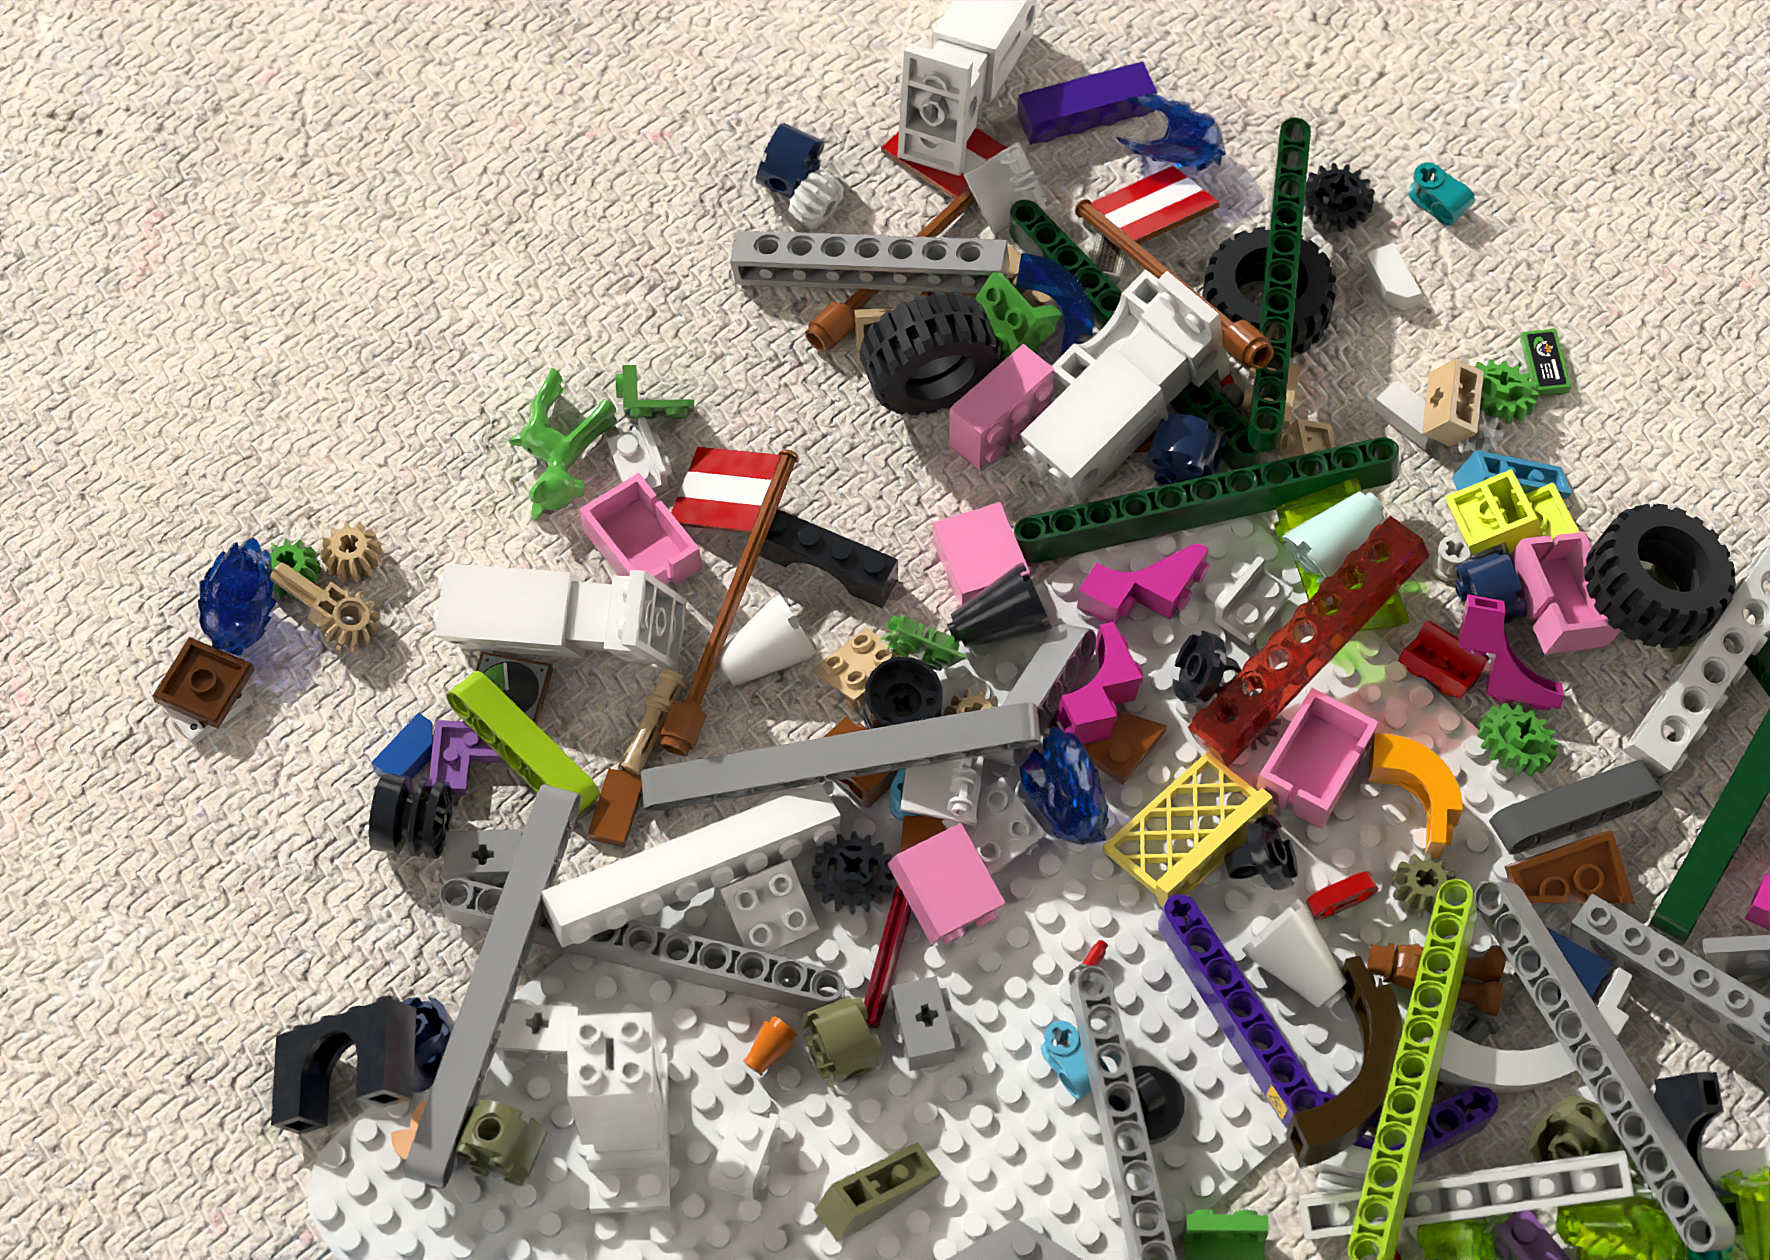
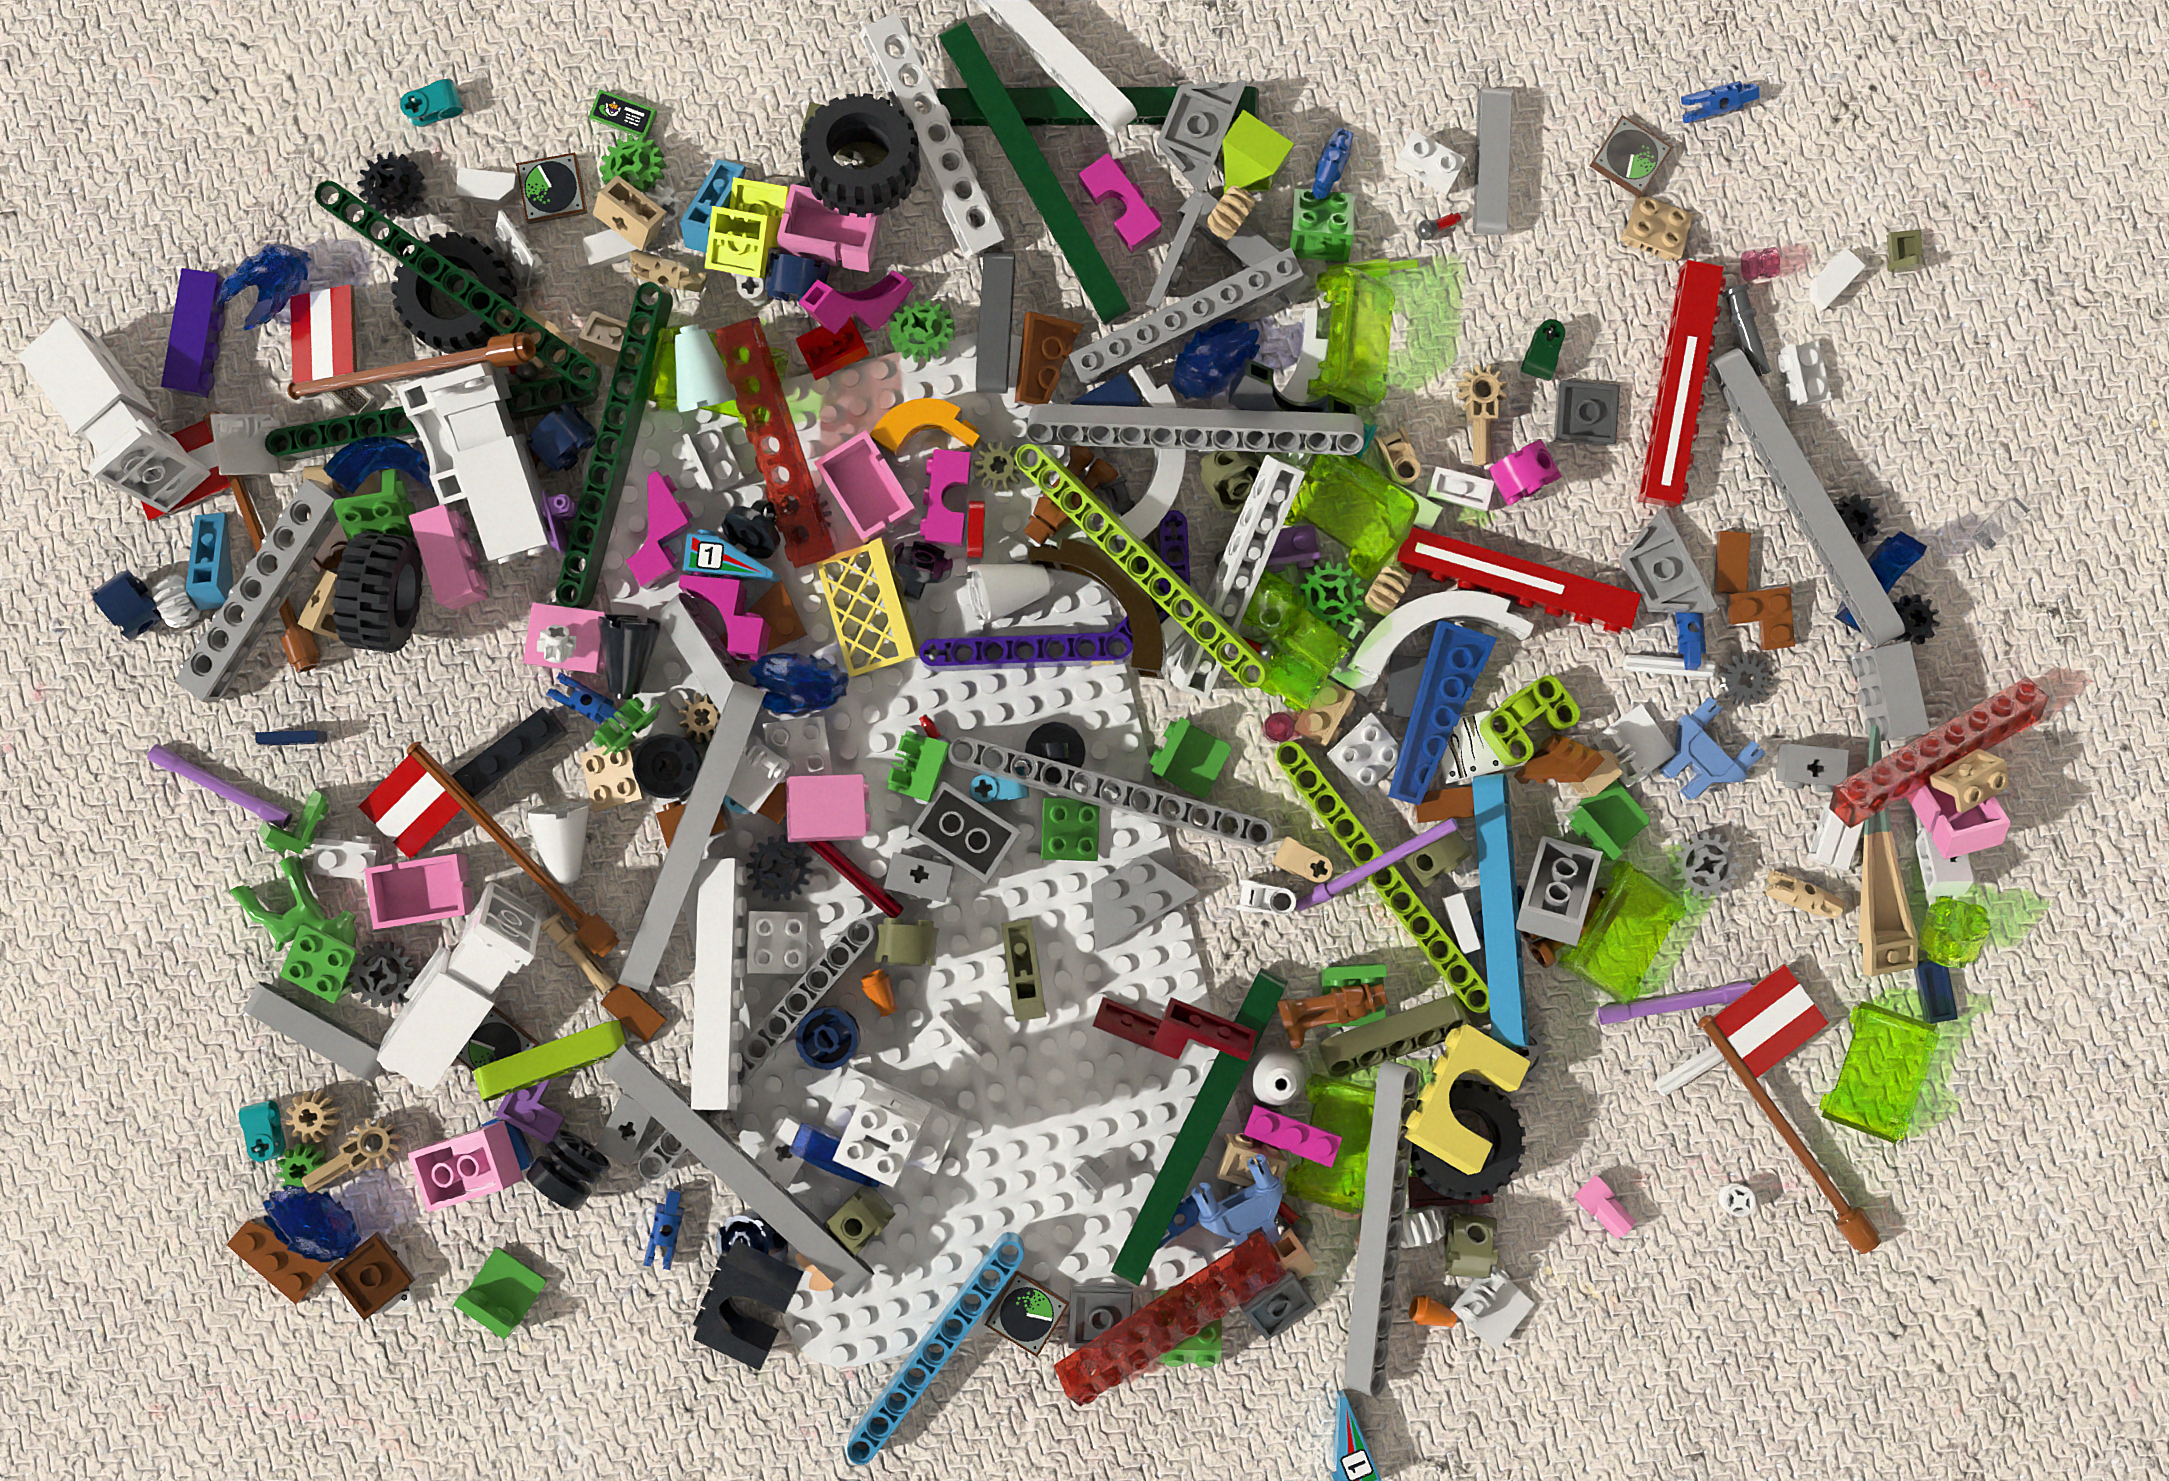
camera: 65 degrees left, 25 degrees up
(174, 603) = (271, 1259): none -> dark orange wing
(240, 819) = (501, 1293): none -> bright green bracket
(314, 511) = (262, 1126): none -> teal piece
(368, 712) = (465, 1166): none -> bright pink brick
(407, 946) = (665, 1214): none -> blue hinge
(442, 512) = (314, 1030): none -> light grey beam
(516, 480) = (319, 963): none -> bright green bracket
(549, 540) = (378, 985): none -> dark grey gear
(557, 1113) = (819, 1148): none -> clear blue arch
(649, 370) = (175, 763): none -> medium lavender piece
(691, 1010) = (828, 1037): none -> dark blue brick
(735, 358) = (291, 737): none -> dark blue tile
(872, 210) = (210, 562): none -> dark azure slope
(926, 598) = (597, 711): none -> blue hinge
(972, 537) = (556, 643): none -> white gear
(1001, 1044) = (965, 832): none -> light grey brick
(1032, 965) = (920, 766): none -> bright green hinge
(1066, 1162) = (1069, 830): none -> bright green hinge
(1106, 481) = (558, 510): none -> medium lavender hinge
(1153, 647) = (716, 557): none -> slope
(1350, 327) = (512, 243): none -> white hinge
(1384, 834) = (947, 471): none -> dark pink arch
(1417, 474) = (667, 272): none -> tan hinge
(1428, 334) = (551, 188): none -> tile
(1685, 1044) = (1214, 359): none -> clear blue head

